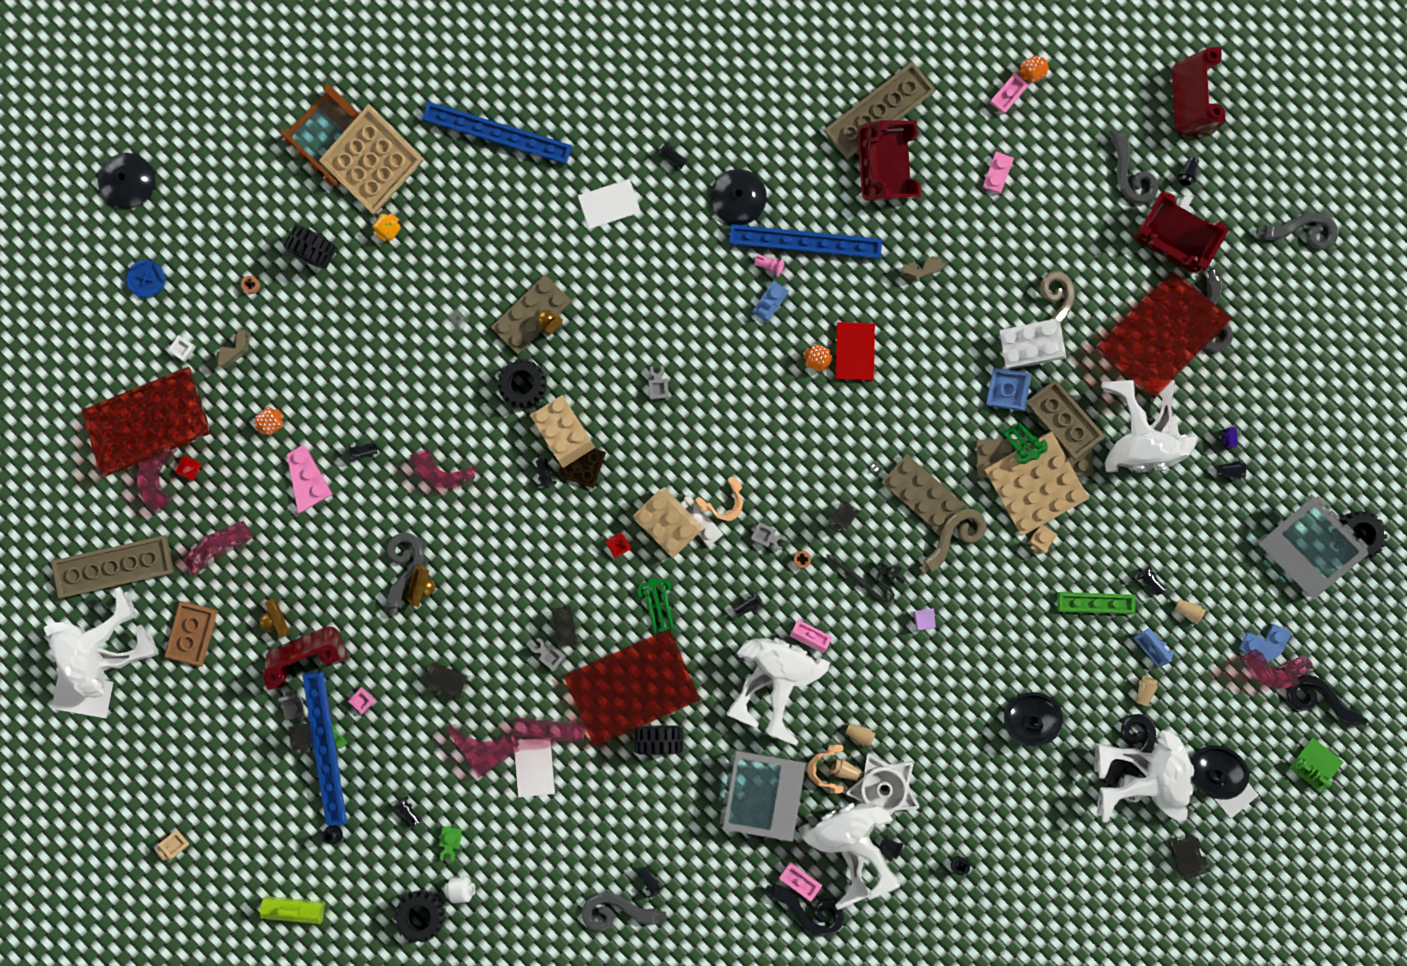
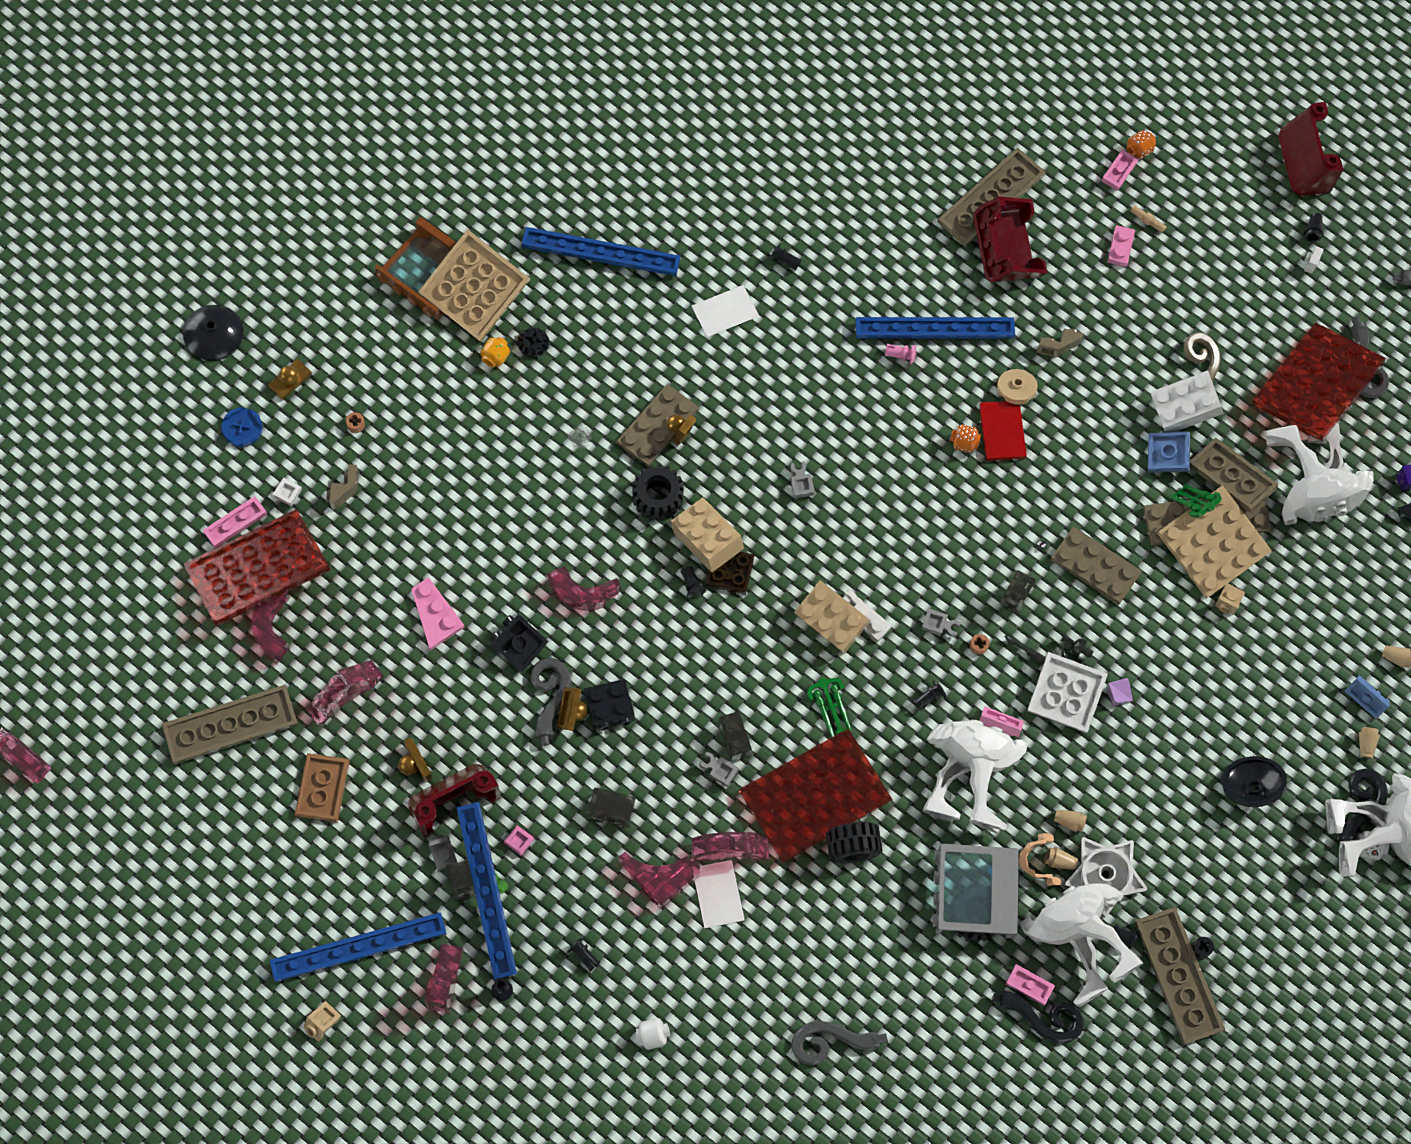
camera: 10 degrees left, 15 degrees down
(70, 700) = (205, 867): white sticker -> none
(78, 651) = (202, 812): white animal -> none
(131, 373) = (235, 522): none -> bright pink plate
(188, 467) = (304, 613): red tile -> none
(193, 235) = (289, 379): none -> pearl gold tile
(209, 784) = (358, 947): none -> blue plate
(269, 421) = (389, 556): orange head -> none
(278, 831) = (444, 979): none -> clear pink arch
(292, 910) = (465, 1077): lime piece -> none
(310, 246) = (418, 374): black tyre -> none
(361, 450) = (492, 577): black pin -> none
(377, 516) = (517, 642): none -> black plate
(405, 924) = (611, 1047): black tyre -> none
(426, 227) = (538, 348): none -> black gear
(450, 840) = (634, 981): bright green plate -> none
(456, 583) = (609, 705): none -> black plate
(618, 545) = (780, 647): red tile -> none
(650, 882) = (864, 1003): black pin -> none
(730, 514) = (898, 577): light nougat helmet -> none
(736, 209) = (856, 301): black dish -> none
(770, 301) = (907, 390): medium blue plate -> none
(871, 317) = (1017, 386): none -> tan plate
(875, 615) = (1067, 692): none -> white plate
(936, 887) = (1179, 976): none -> dark tan plate
(937, 558) = (1123, 627): dark tan plant -> none
(1028, 147) = (1148, 219): none -> tan bar
(1096, 603) = (1298, 658): bright green tile -> none
(1122, 147) = (1243, 211): dark grey plant -> none
(1151, 580) = (1352, 629): black pin -> none
(1180, 234) = (1316, 285): dark red windscreen -> none

